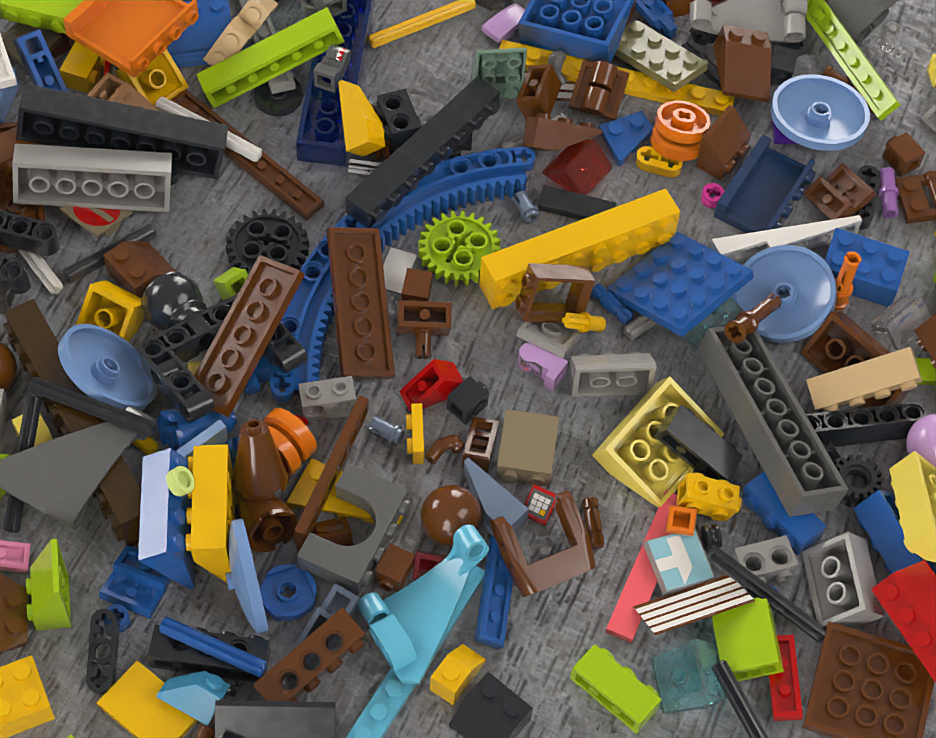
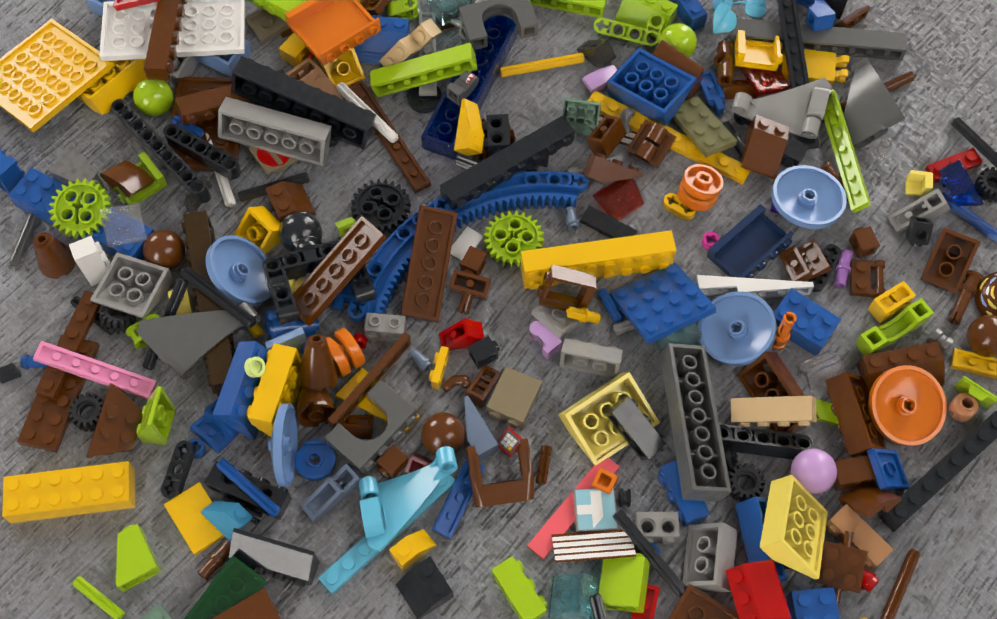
camera: 20 degrees right, 5 degrees up
(39, 61) = (268, 43): blue slope -> none
(339, 624) = (281, 525): reddish brown brick -> none
(625, 135) = (661, 181): blue wing -> none
(709, 496) = (631, 467): yellow brick -> none
(723, 144) = (729, 204): reddish brown slope -> none
(748, 321) = (699, 345): reddish brown pin -> none

